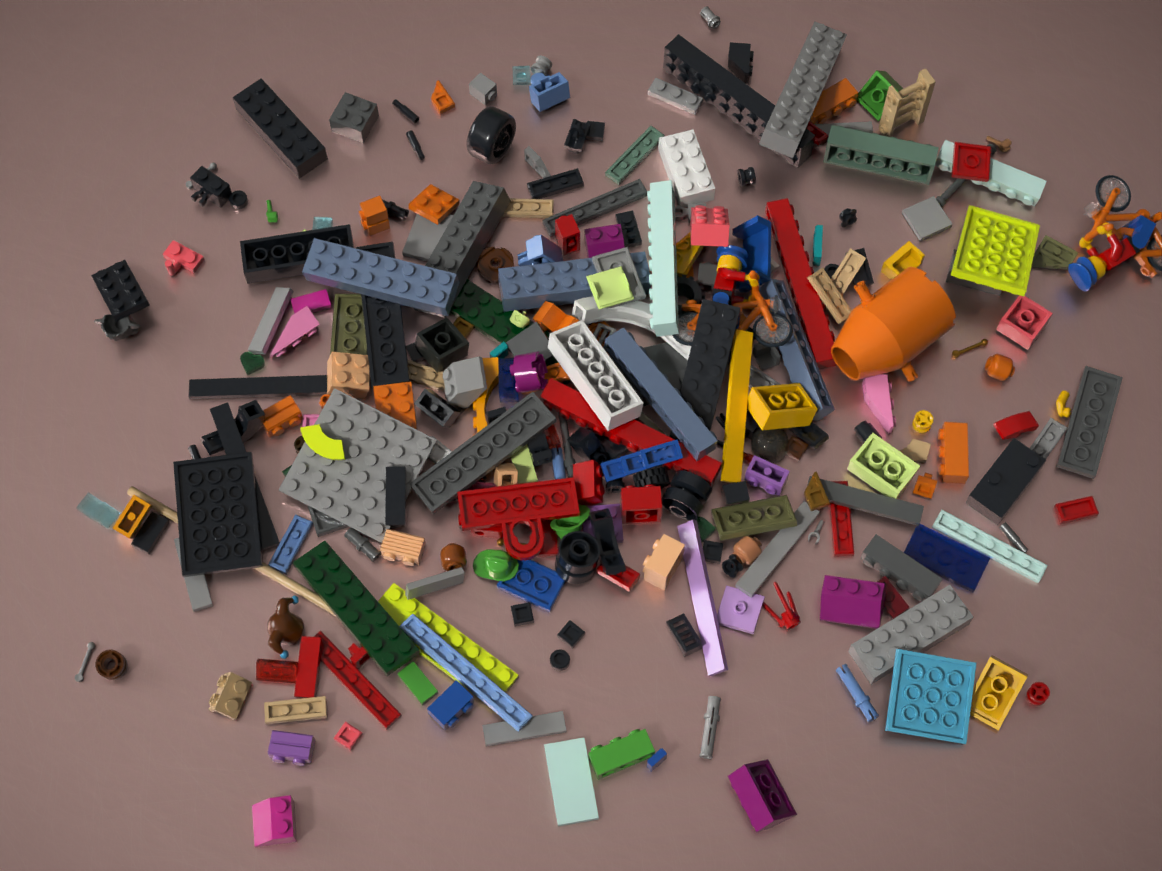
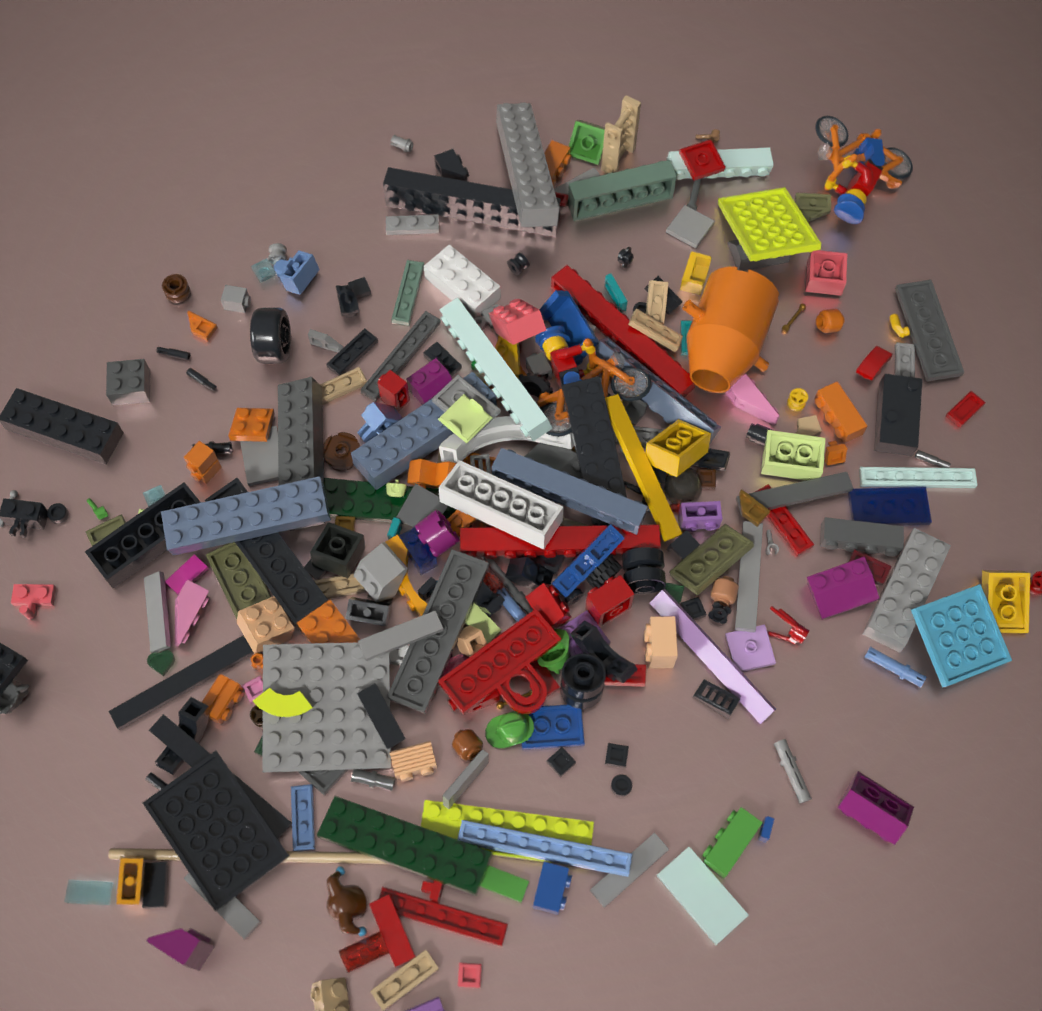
camera: 30 degrees left, 0 degrees up
(144, 587) = (186, 947): none -> magenta slope
(267, 231) = (104, 529): none -> olive tile
(439, 55) = (169, 287): none -> reddish brown wheel
(448, 439) = (400, 635): none -> light grey tile

